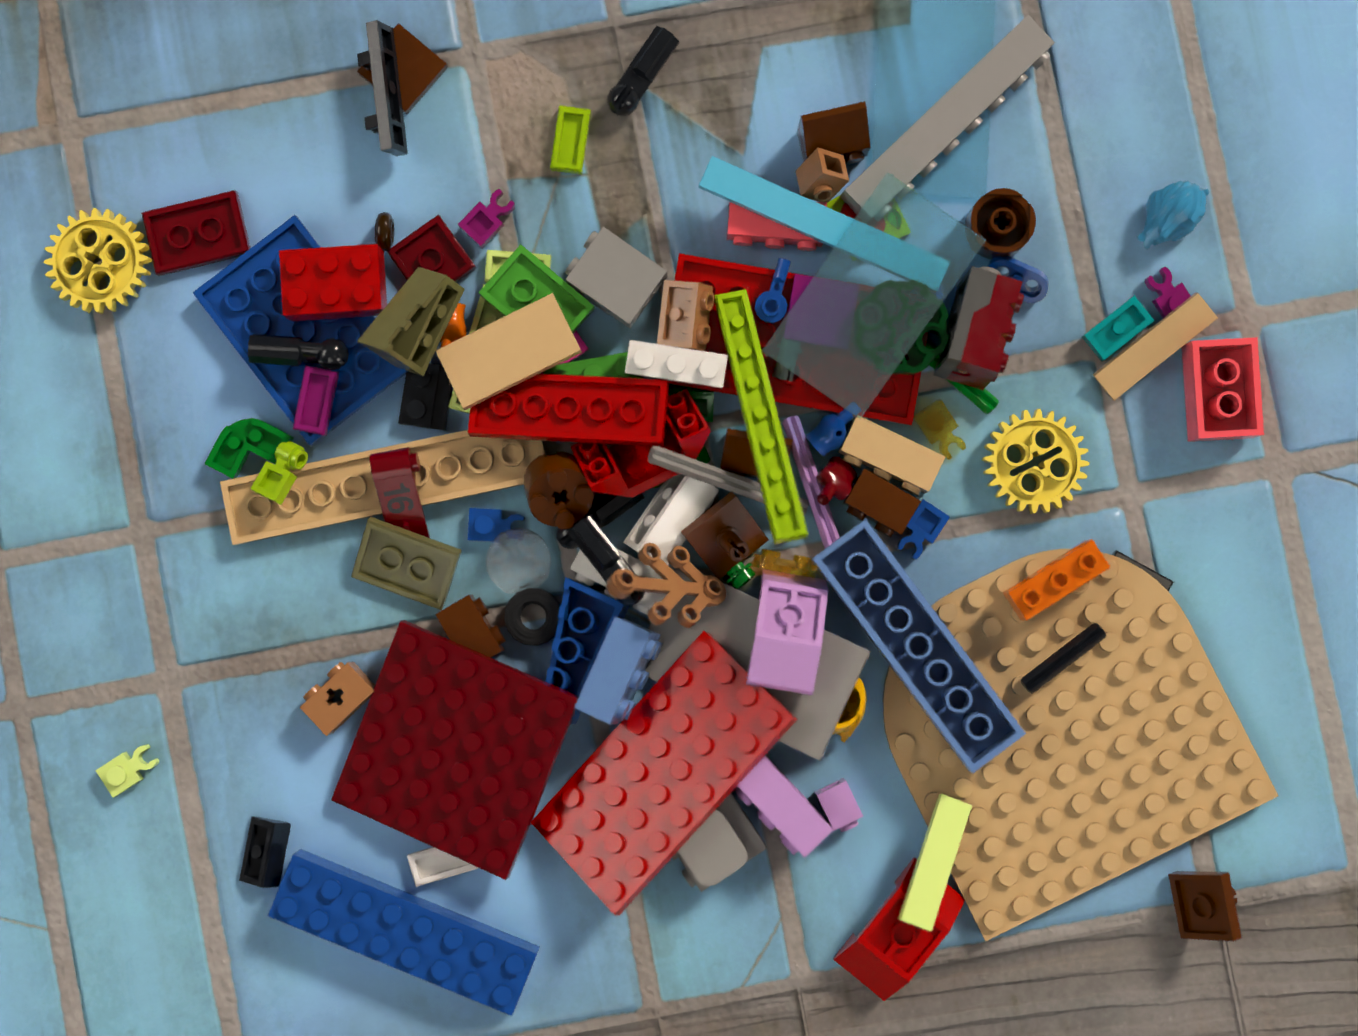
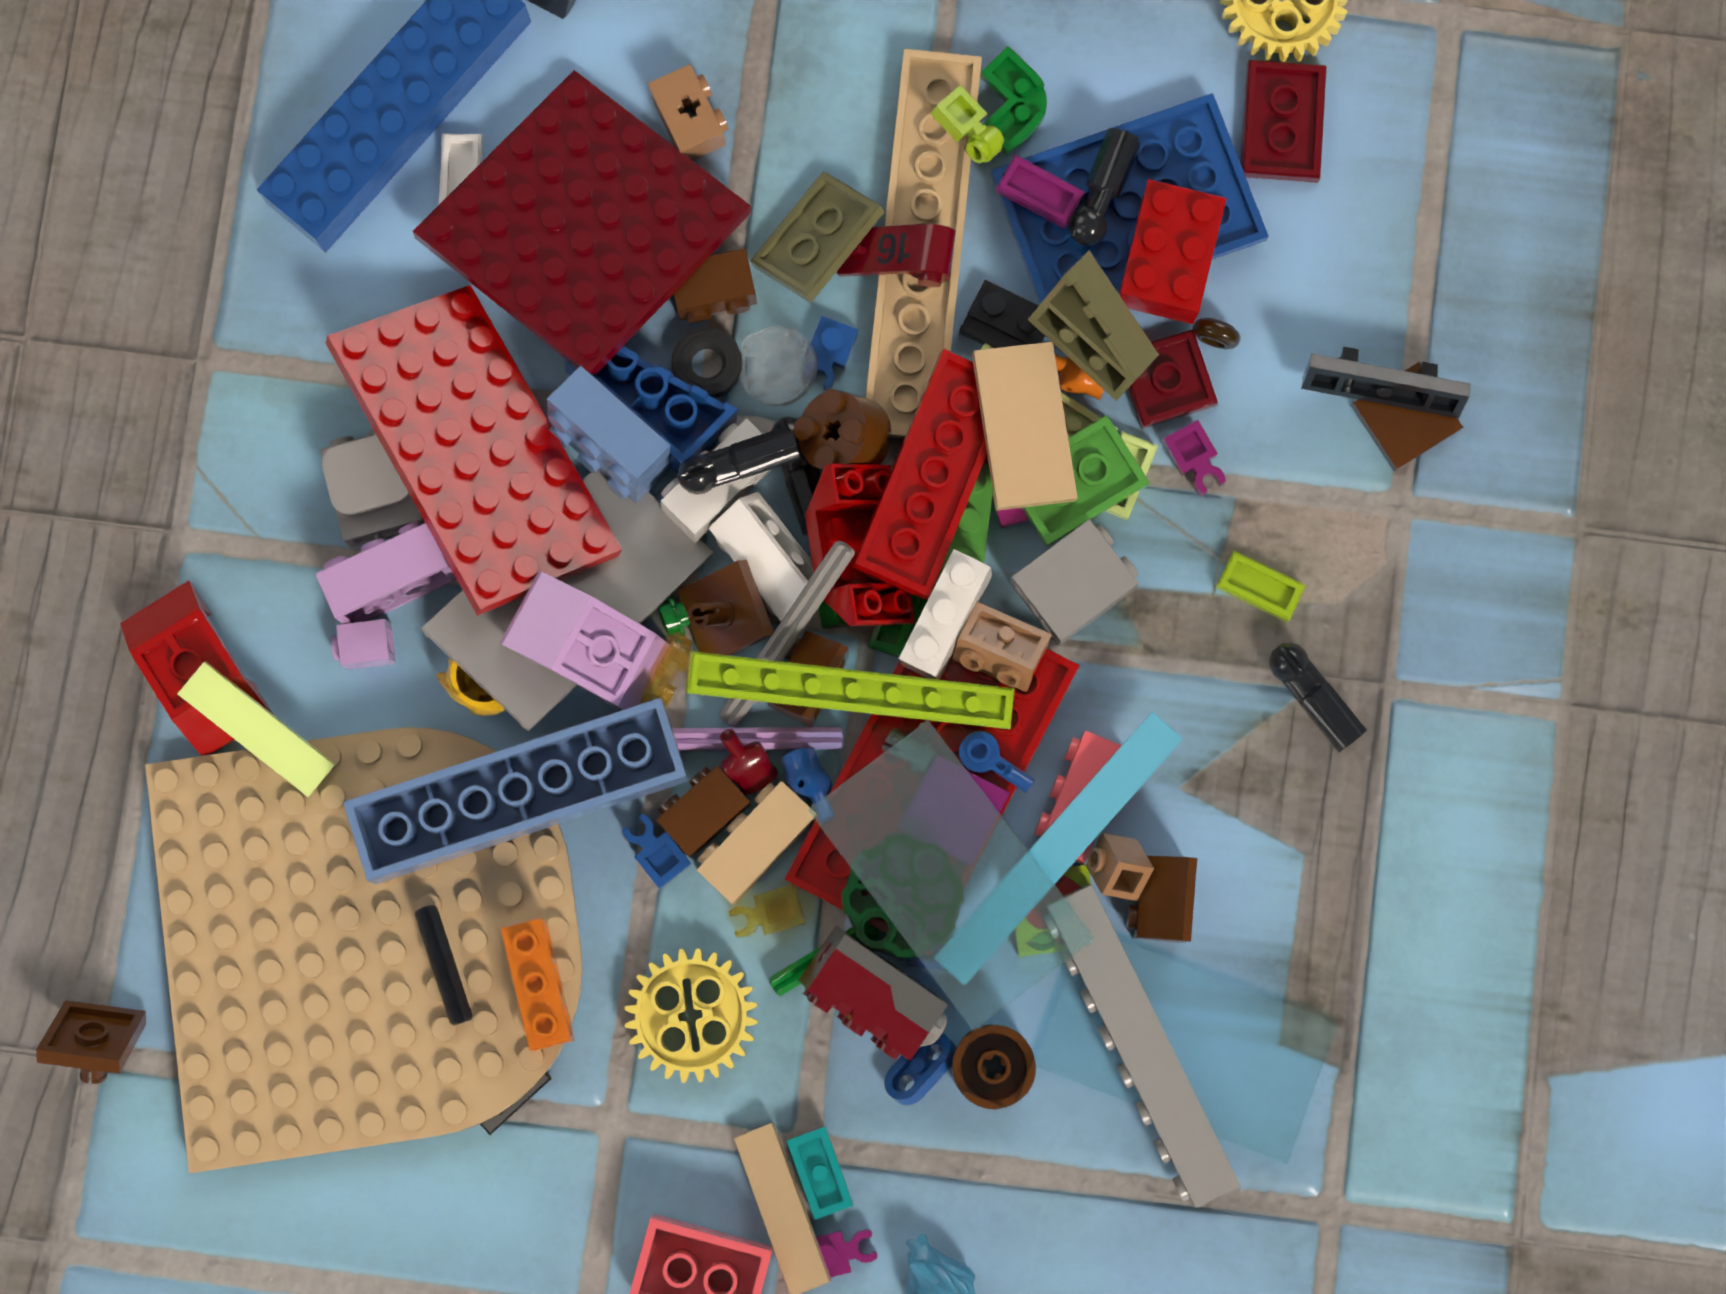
camera: 105 degrees right, 5 degrees down
(707, 589) = (684, 525): medium nougat plant -> none

